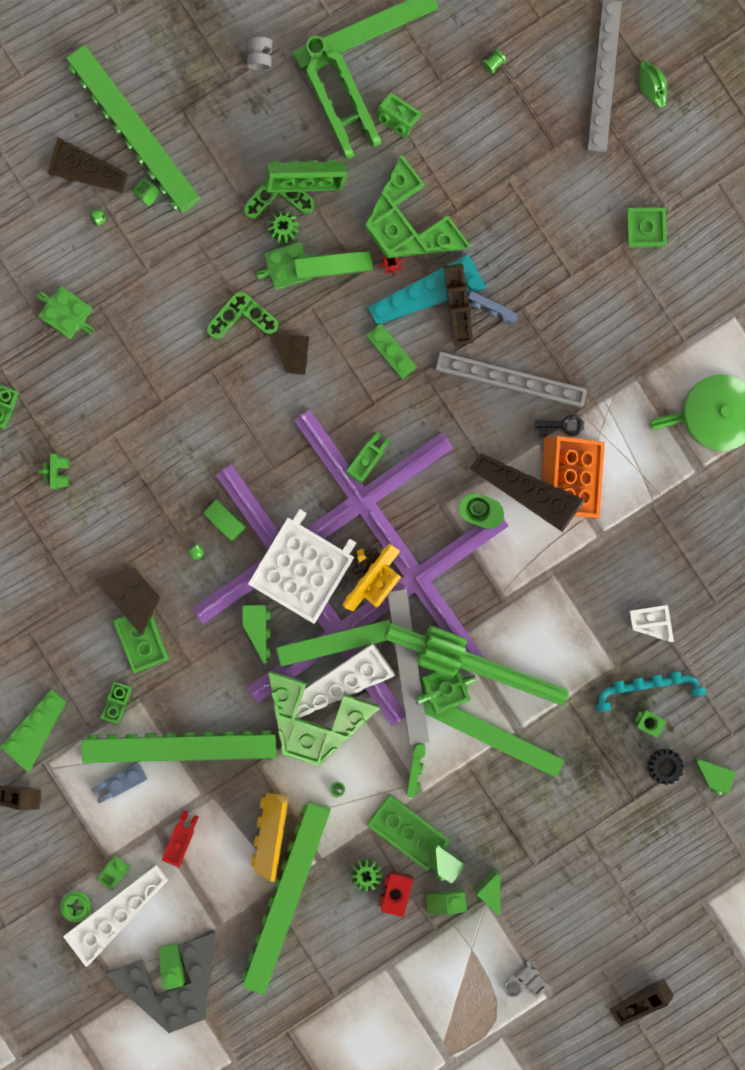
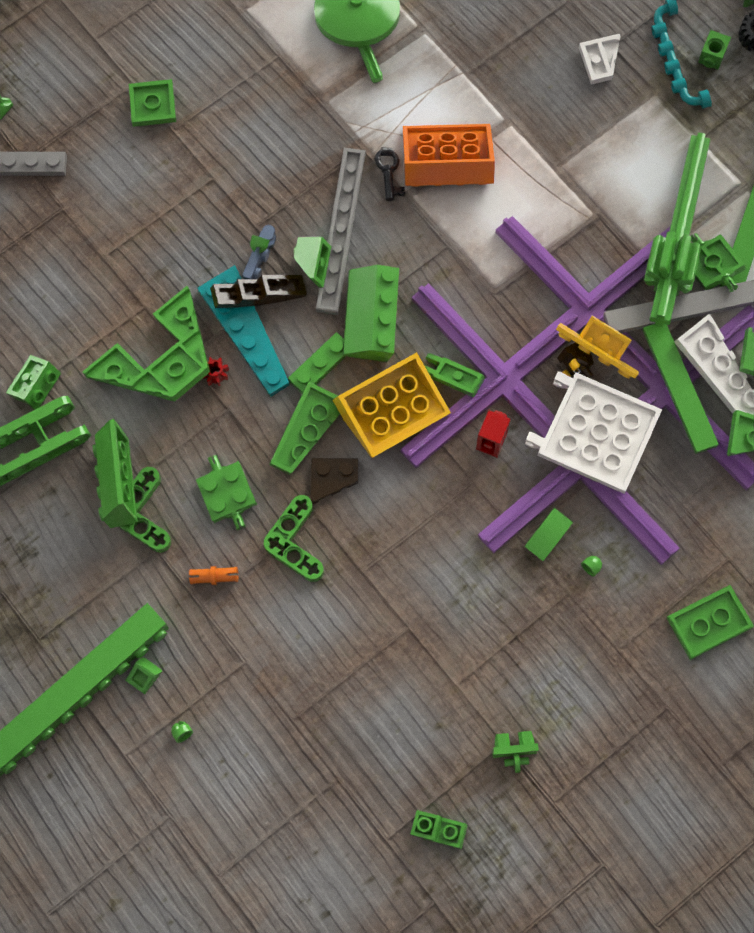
camera: 90 degrees left, 15 degrees down
(65, 312) = (308, 760): bright green plate -> none
(78, 166) = (117, 761): dark brown wing -> none
(131, 595) = (658, 637): dark brown wing -> none
(219, 250) = (213, 575): none -> orange pin
(255, 624) = (669, 484): bright green slope -> none
(284, 220) = (182, 491): bright green gear -> none
(311, 484) = (493, 433): none -> red brick
(333, 265) = (222, 437): bright green slope -> none
(337, 335) = (307, 425): none -> bright green wing
(344, 404) = (392, 405): none -> yellow slope
(429, 396) = (371, 312): none -> bright green slope
(481, 351) = (313, 257): none -> slope
(481, 511) = (500, 240): bright green piece -> none
(498, 307) = (260, 242): none -> bright green hinge
(539, 497) = (479, 172): dark brown wing -> none

